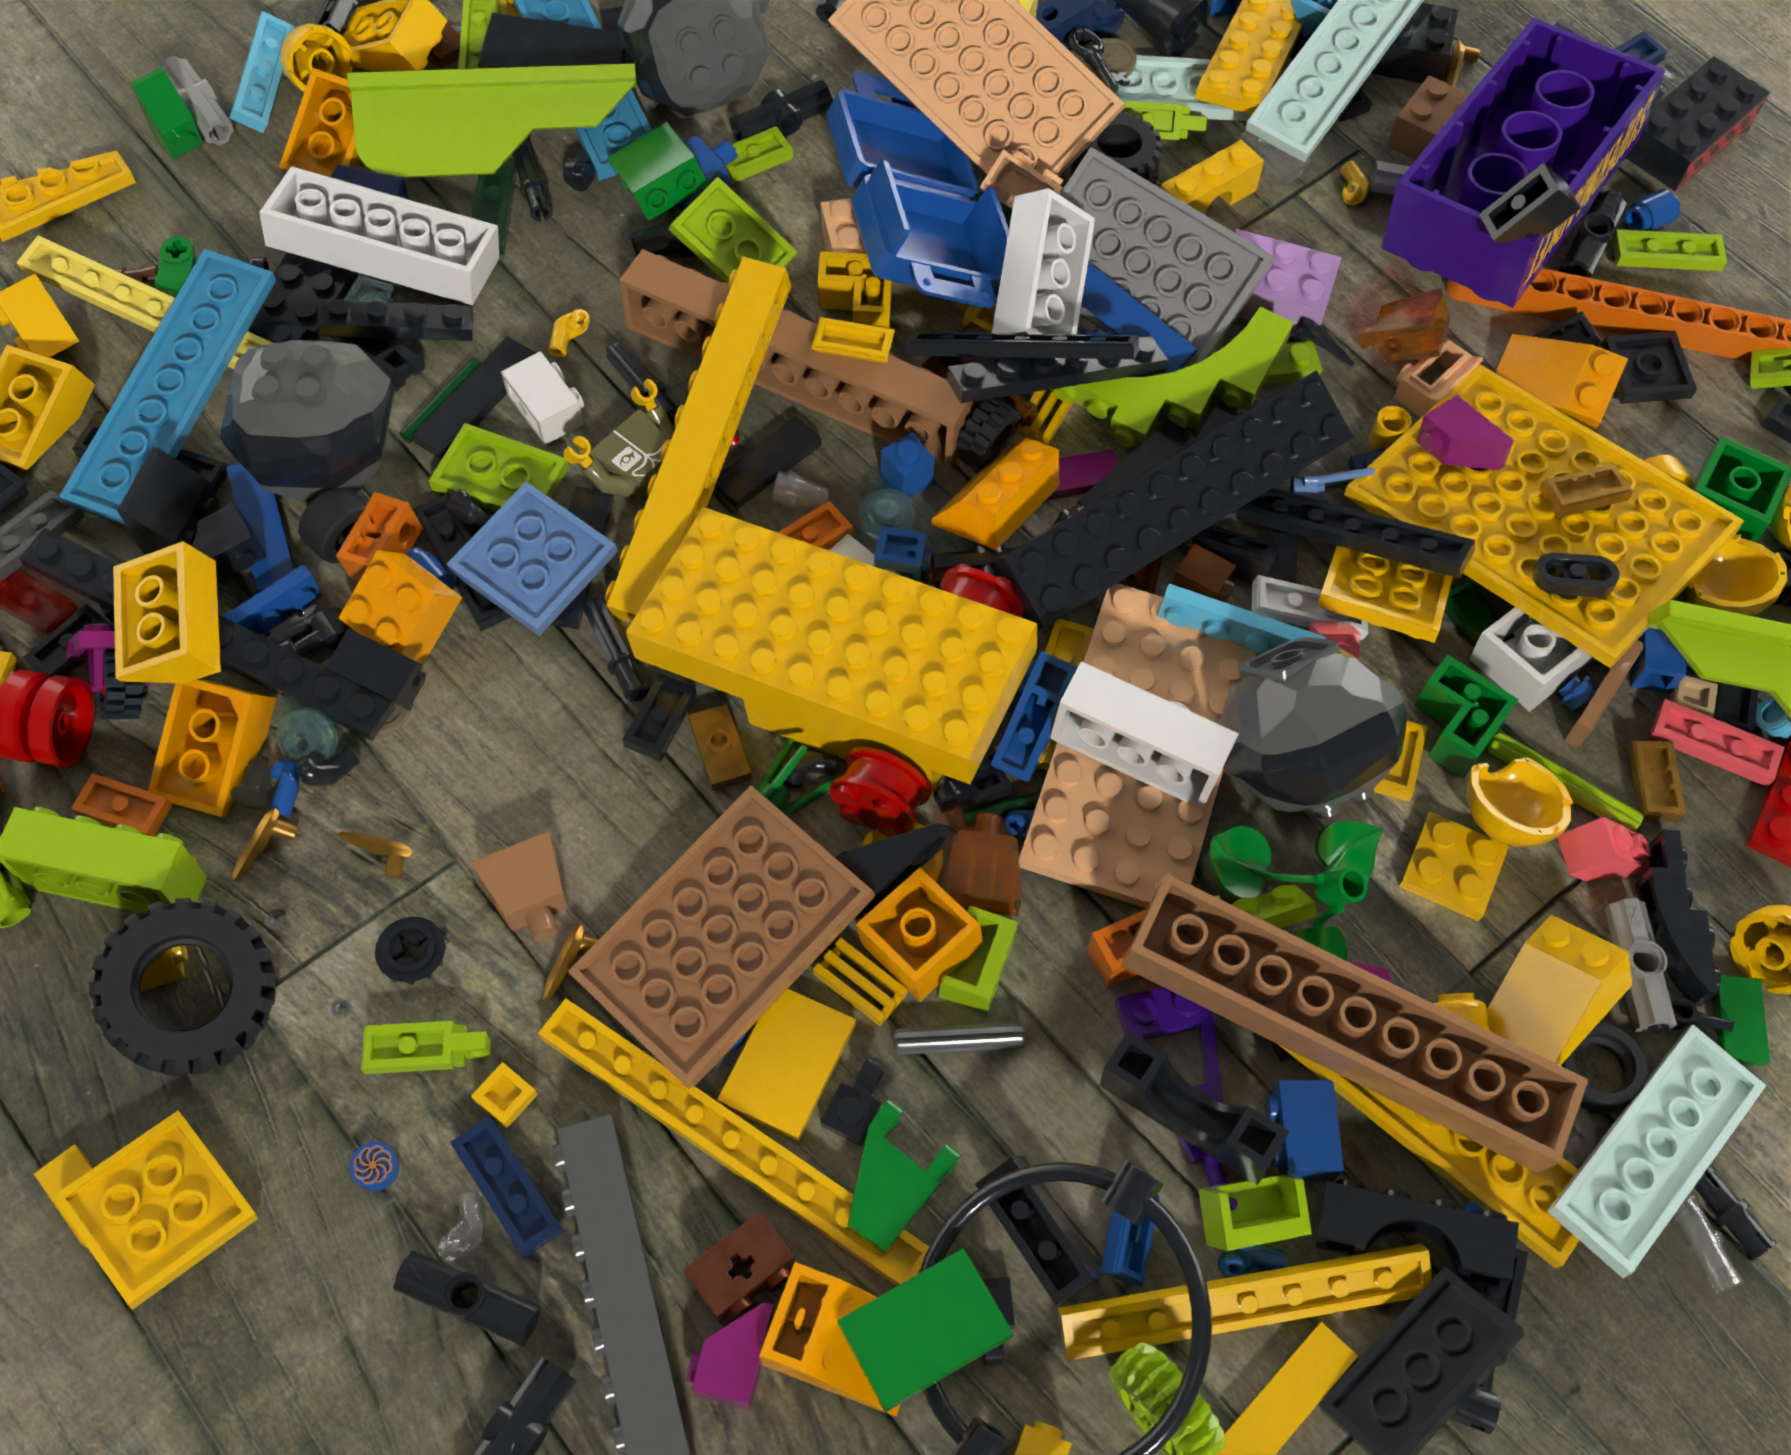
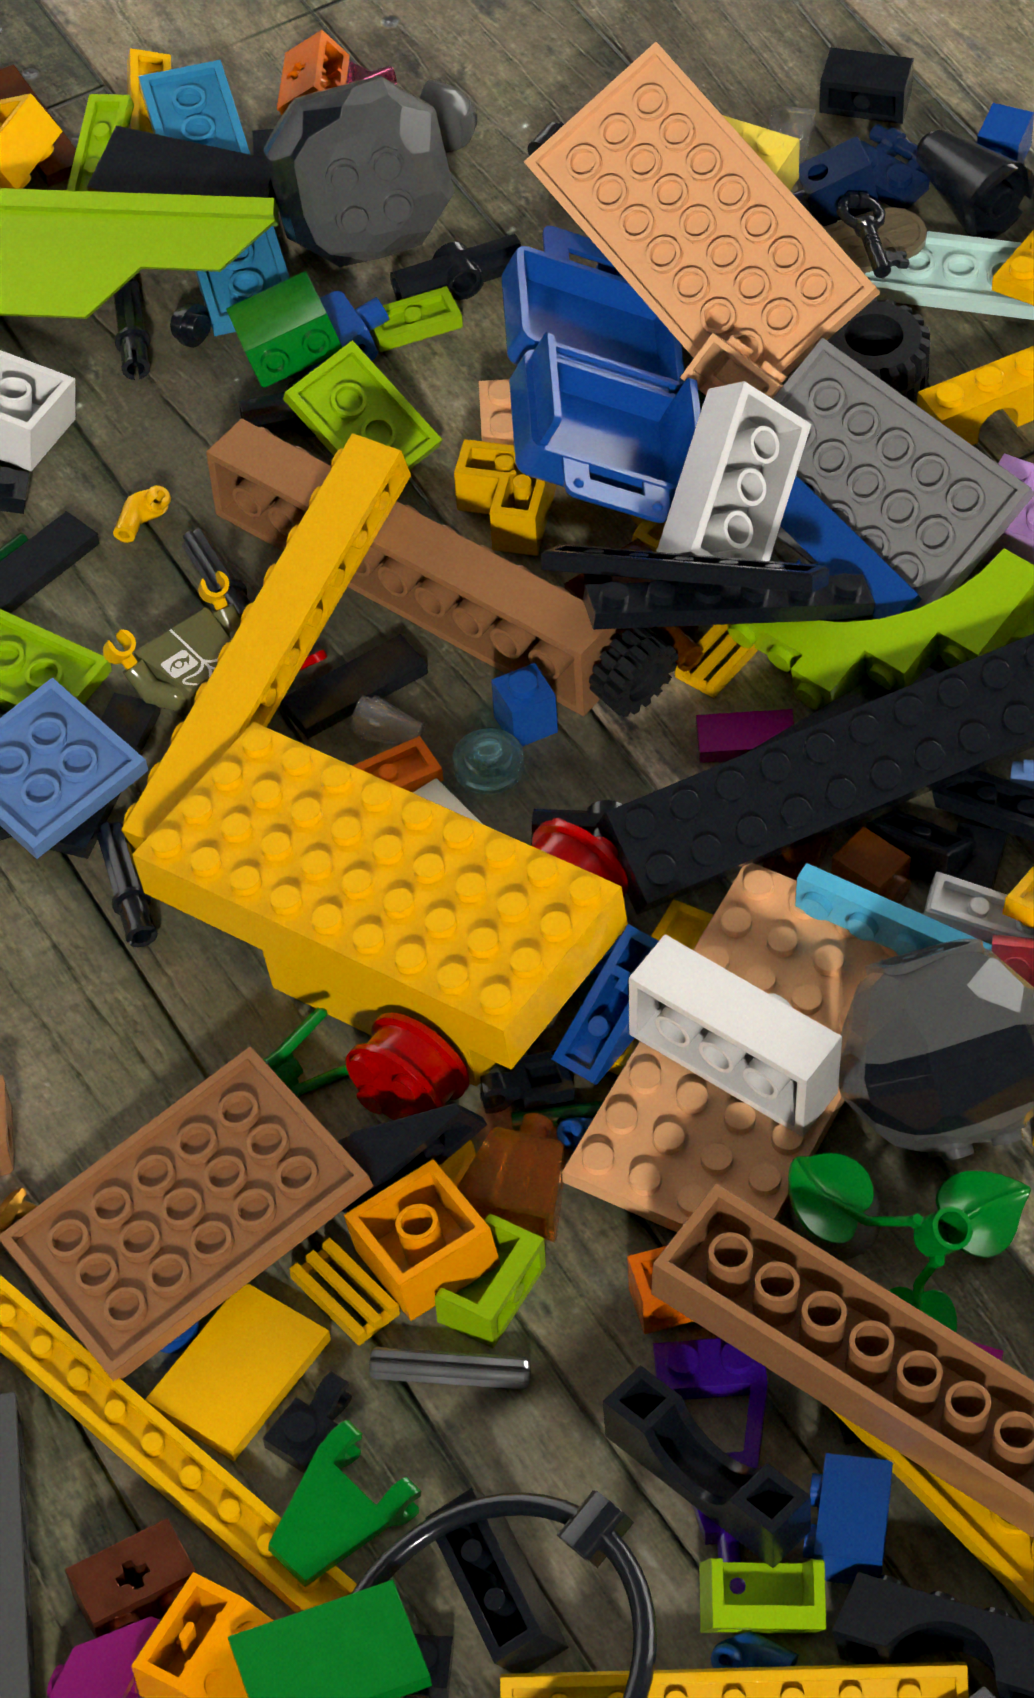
camera: 15 degrees right, 10 degrees down
(495, 200) = (82, 352): clear green tile -> none
(543, 397) = (95, 585): white brick -> none
(659, 717) = (163, 966): black plate -> none
(720, 747) = (229, 1008): pearl gold plate -> none
(812, 763) = (329, 1037): black arm -> none
(853, 340) = (474, 544): yellow tile -> none
(903, 552) = (498, 803): blue bracket -> none
(1002, 494) = (635, 747): light orange slope -> none
(1127, 1249) = (596, 1605): blue tile -> none
(1168, 119) = (946, 313): lime hinge -> none
(1281, 907) = (883, 1262): lime plate -> none

